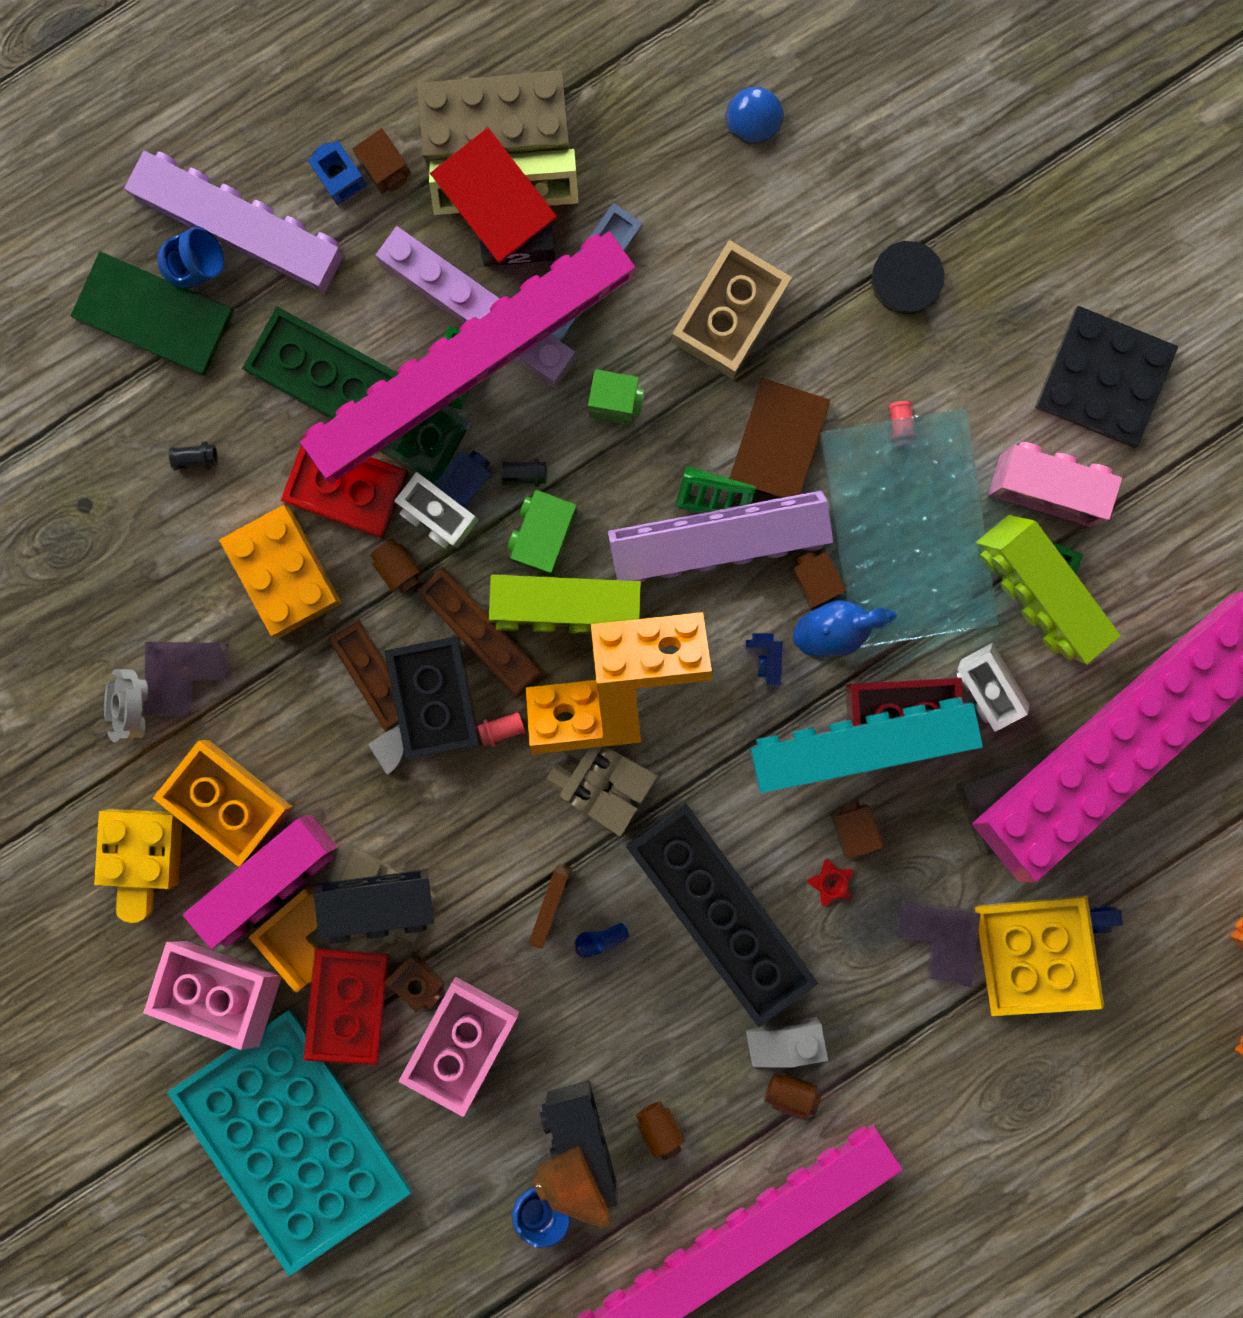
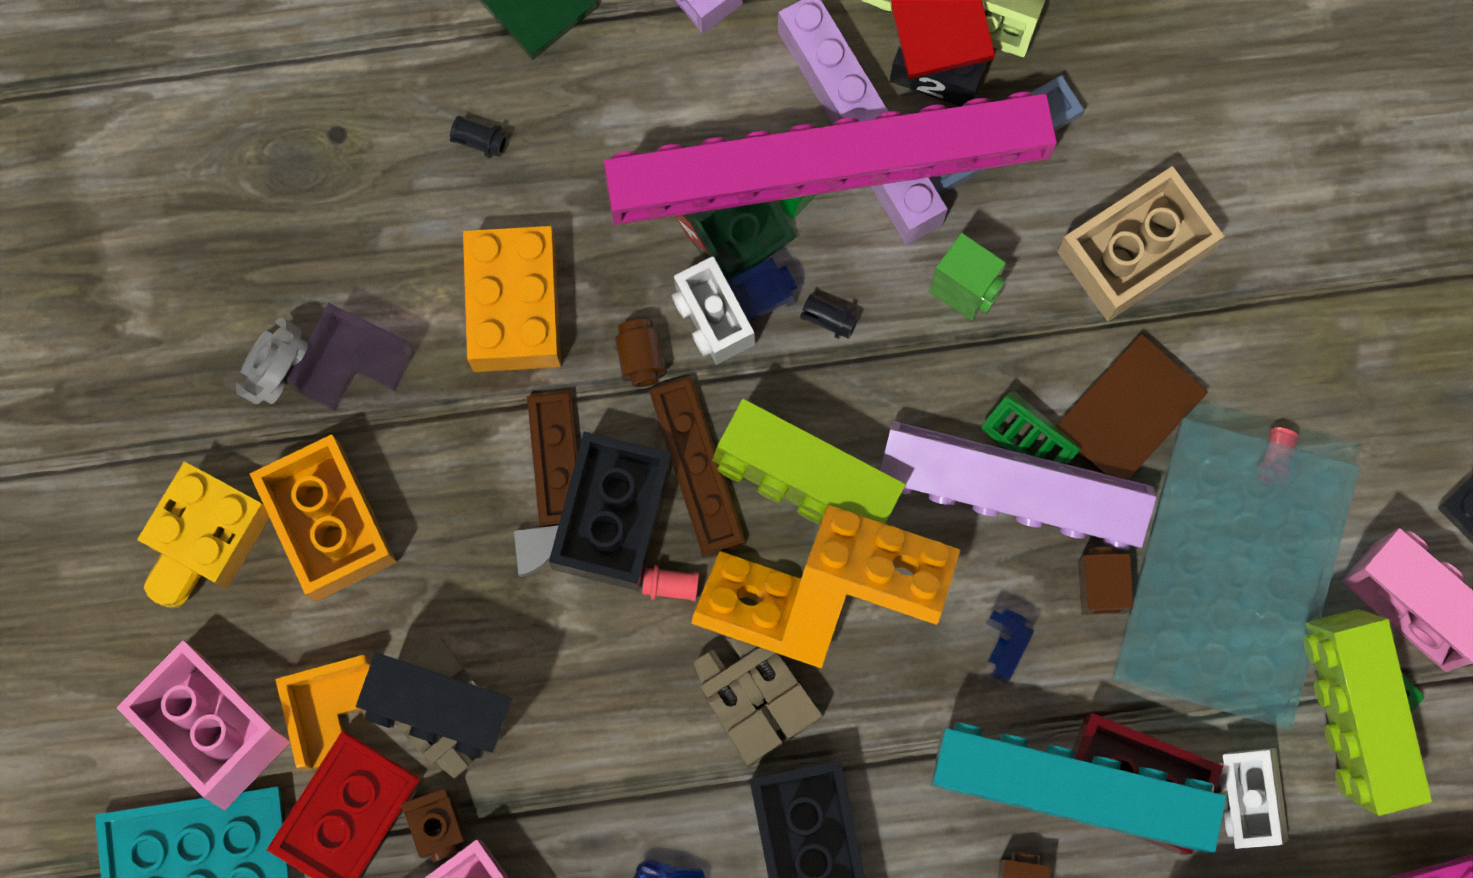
camera: 25 degrees right, 10 degrees down
(255, 885) = (320, 624): dark pink brick -> none
(312, 364) = (650, 94): dark green tile -> none
(358, 499) = (630, 258): red tile -> none
(542, 532) = (820, 387): bright green brick -> none
(549, 905) = (631, 802): reddish brown tile -> none
(754, 115) = (1258, 54): blue hair -> none
(838, 628) = (1105, 648): blue hair -> none
(907, 277) = (1353, 300): black tile -> none

